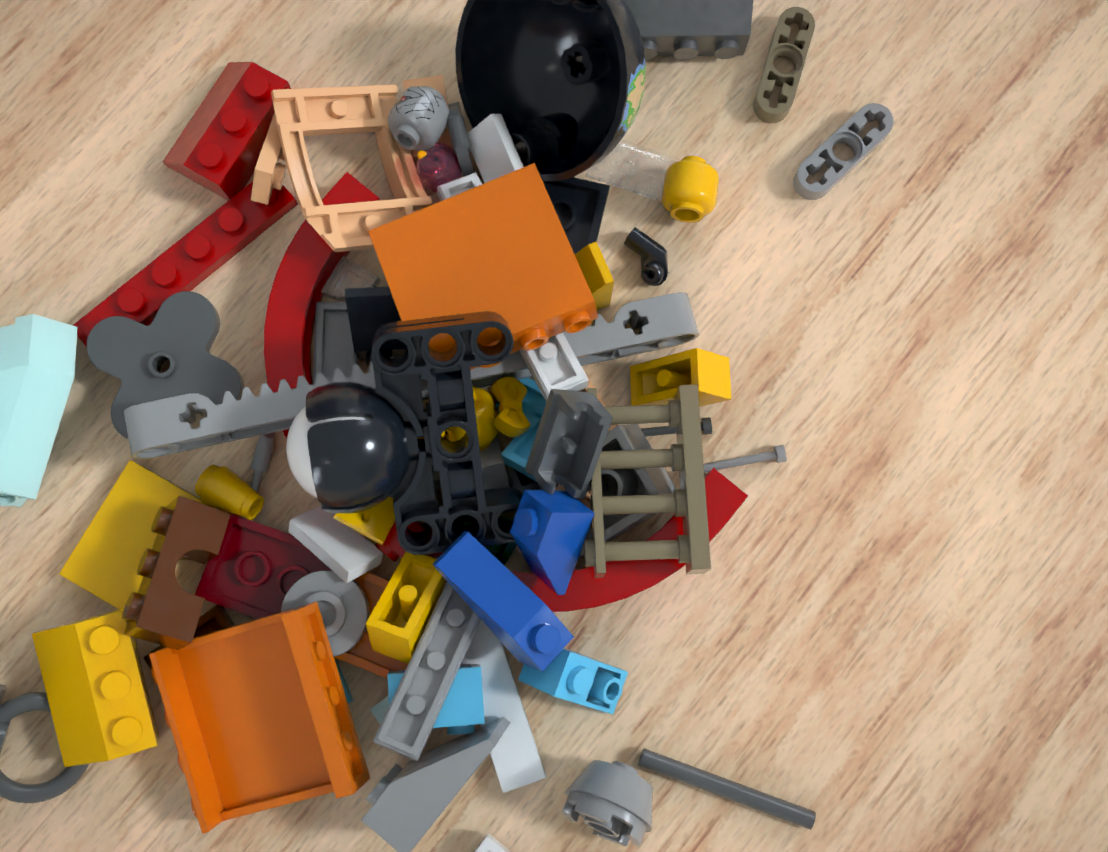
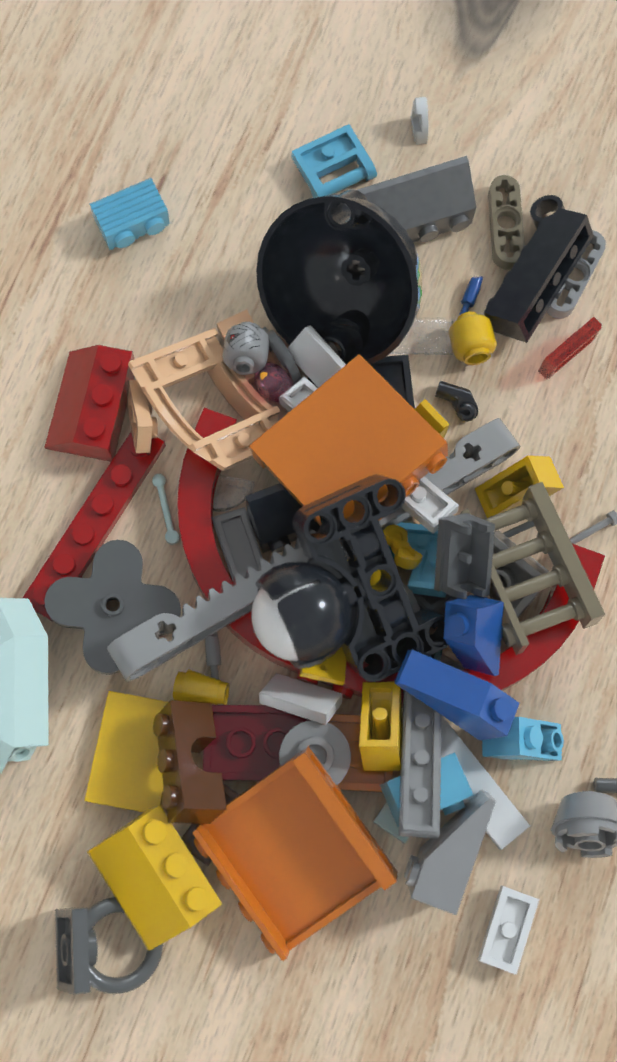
camera: 25 degrees left, 5 degrees down
(273, 241) = (171, 535): none -> light aqua hinge
(712, 136) = (471, 293): none -> blue piece
(800, 131) = (540, 269): none -> black hinge
(803, 237) = (570, 348): none -> clear red tile

